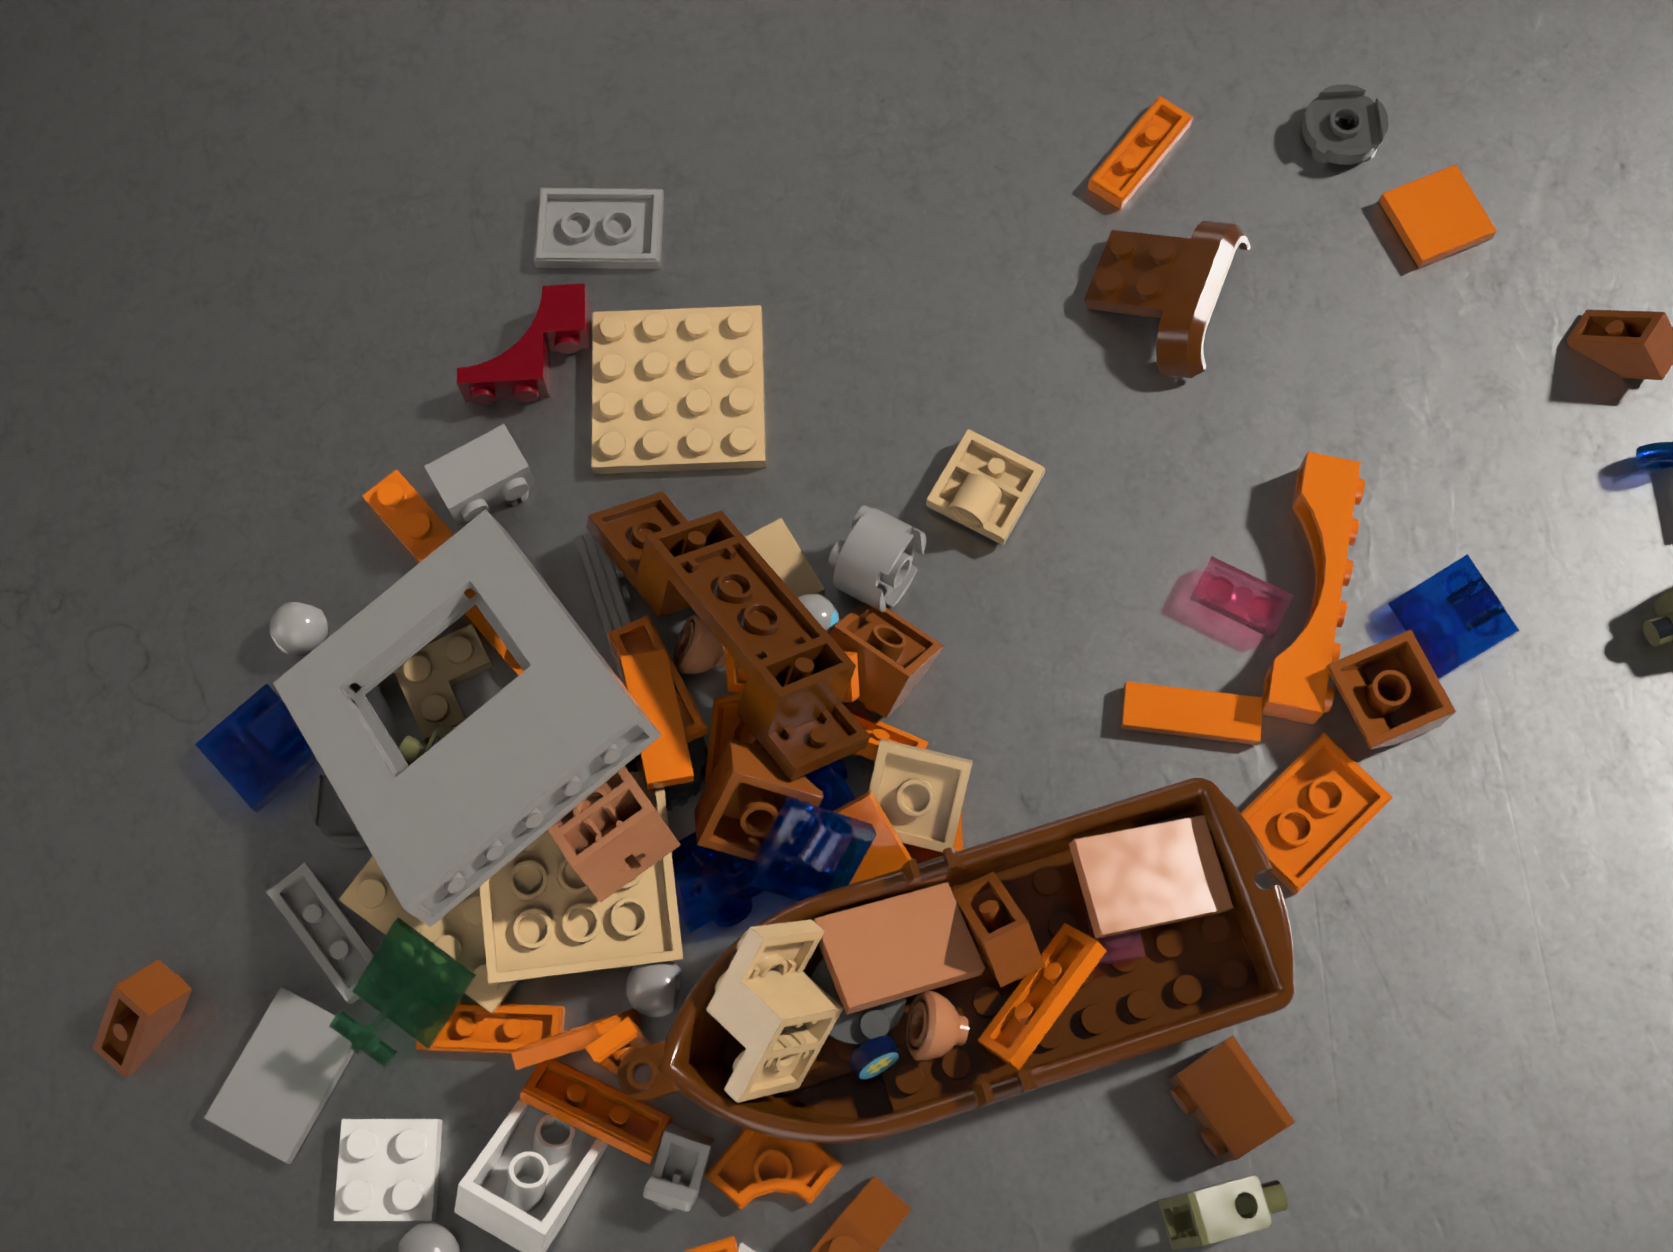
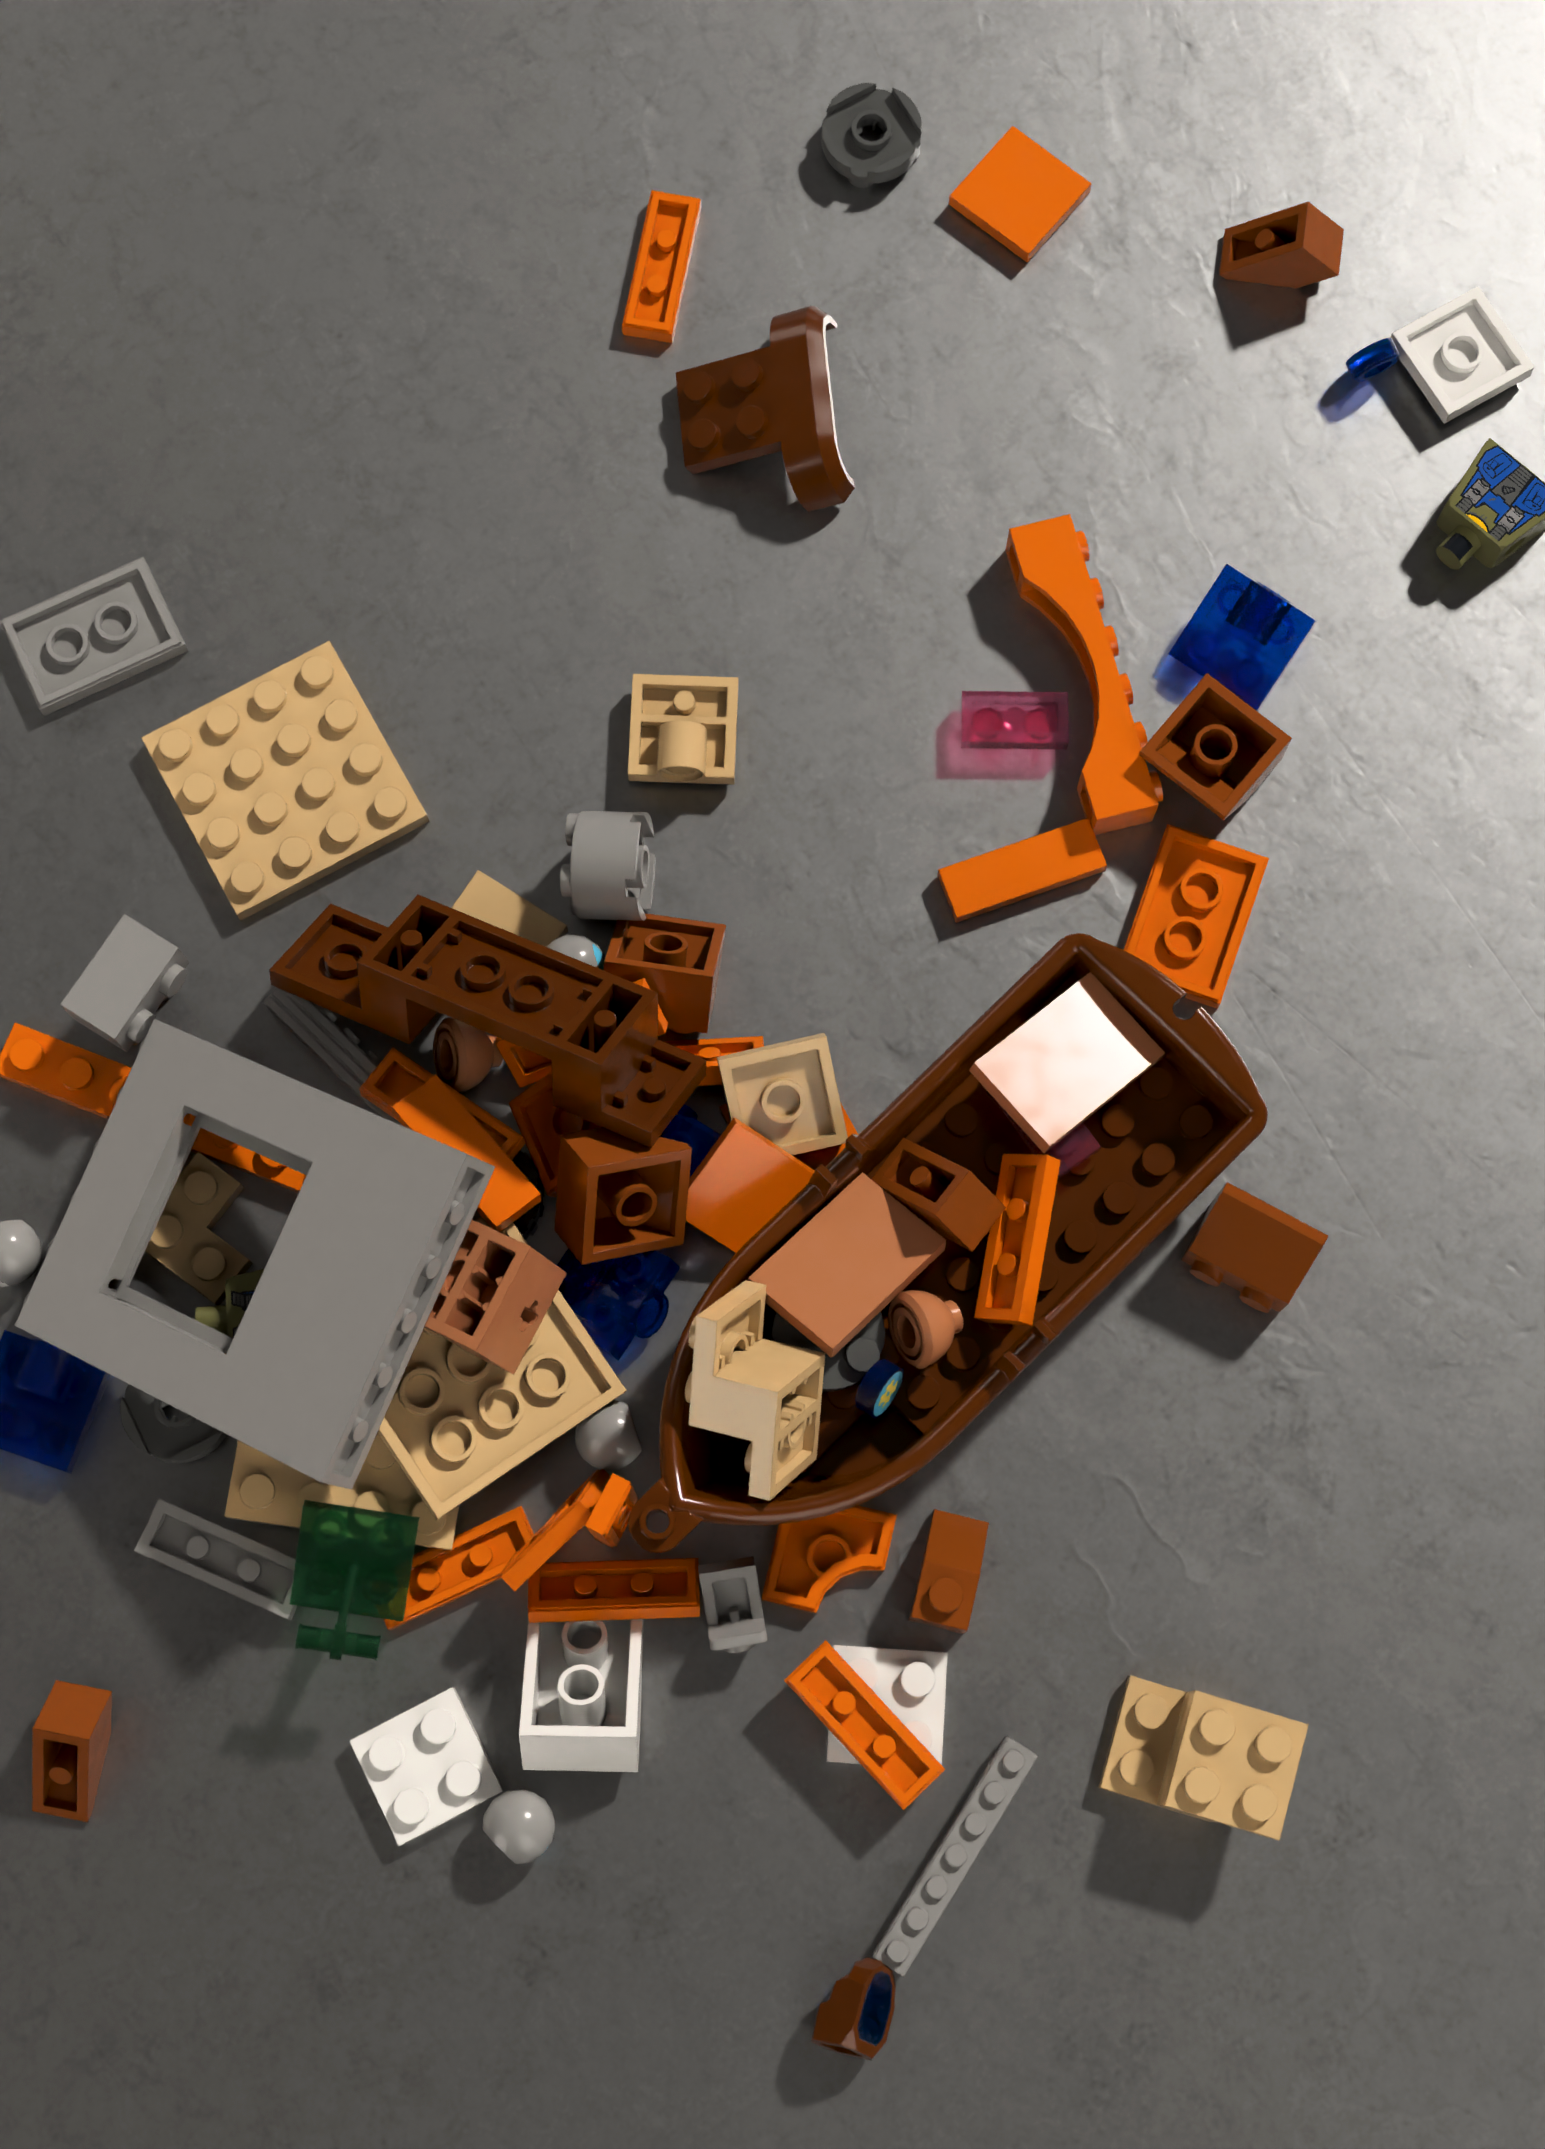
camera: 30 degrees left, 5 degrees up
(282, 1077) = (260, 1729): light grey tile -> none
(524, 369) = (98, 842): dark red arch -> none
(809, 851) = (705, 1212): clear blue plate -> none
(1221, 1211) = (1296, 1363): olive torso -> none

